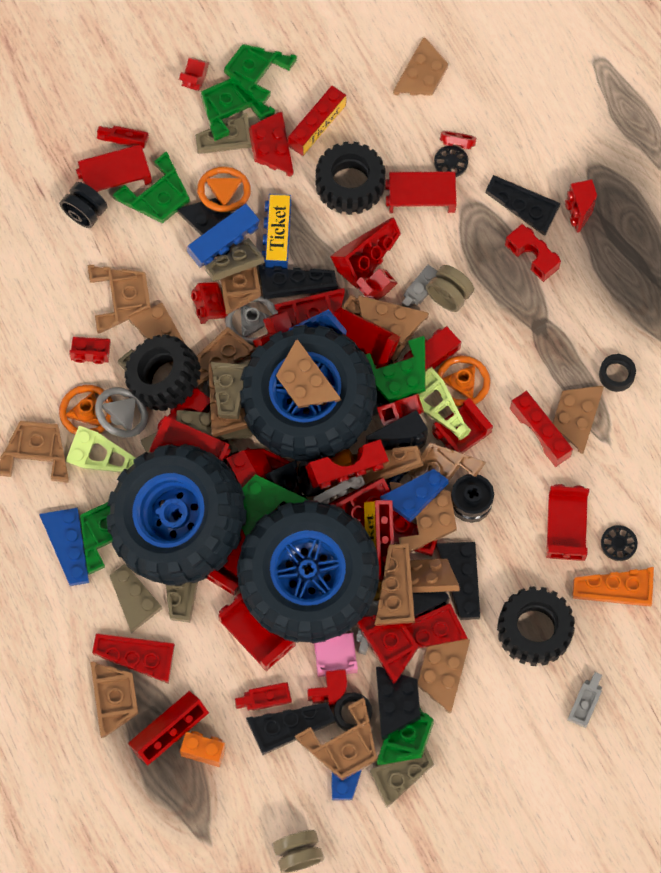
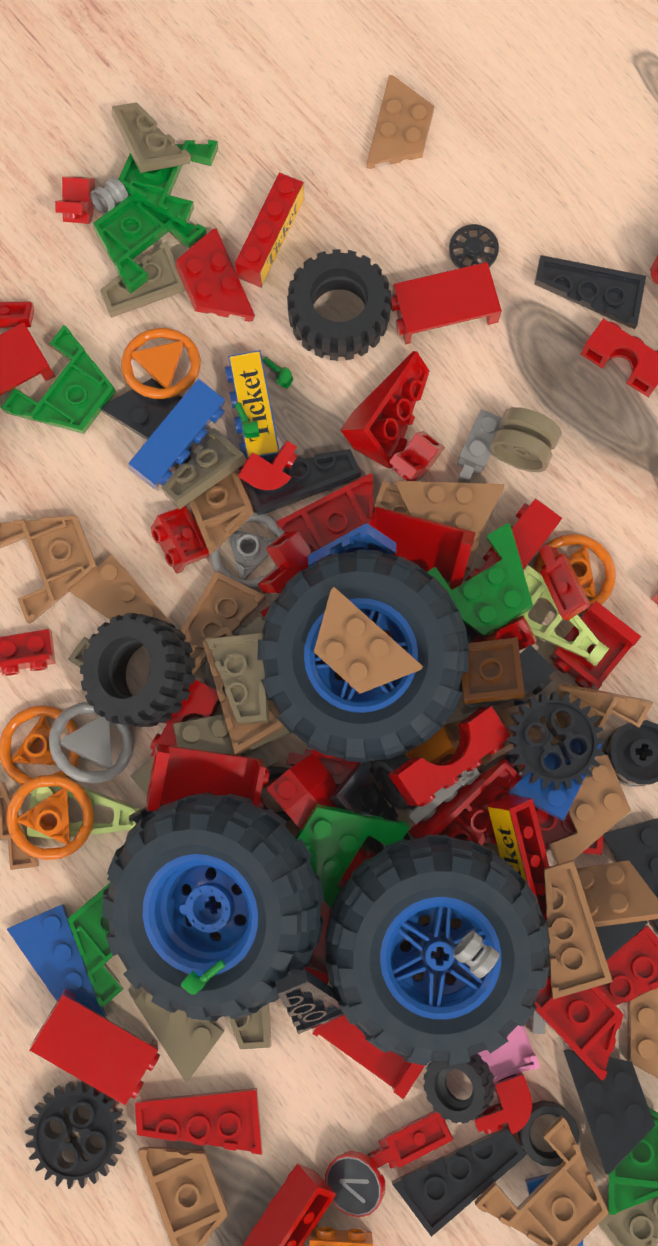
camera: 10 degrees left, 10 degrees up
(72, 640) = (49, 1144): none -> black gear
(80, 592) = (94, 1049): none -> red panel
(84, 450) = (50, 817): none -> orange piece
(157, 546) = (194, 983): none -> green hand
(216, 76) = (109, 196): none -> light grey wheel
(221, 582) = (308, 1000): none -> black wing
(223, 712) = (356, 1183): none -> black tile
(248, 45) = (145, 141): none -> dark tan wing
(271, 241) = (249, 428): none -> green hand
(273, 272) = (269, 475): none -> red brick
(290, 661) = (446, 1103): none -> black tyre
(303, 216) = (284, 375): none -> green hand
(328, 563) = (476, 954): none -> light grey wheel
(387, 419) = (493, 671): none -> reddish brown plate
(398, 472) = (532, 754): none -> black gear
(449, 381) = (562, 583): none -> red hinge
(450, 138) = (485, 213): plate -> none

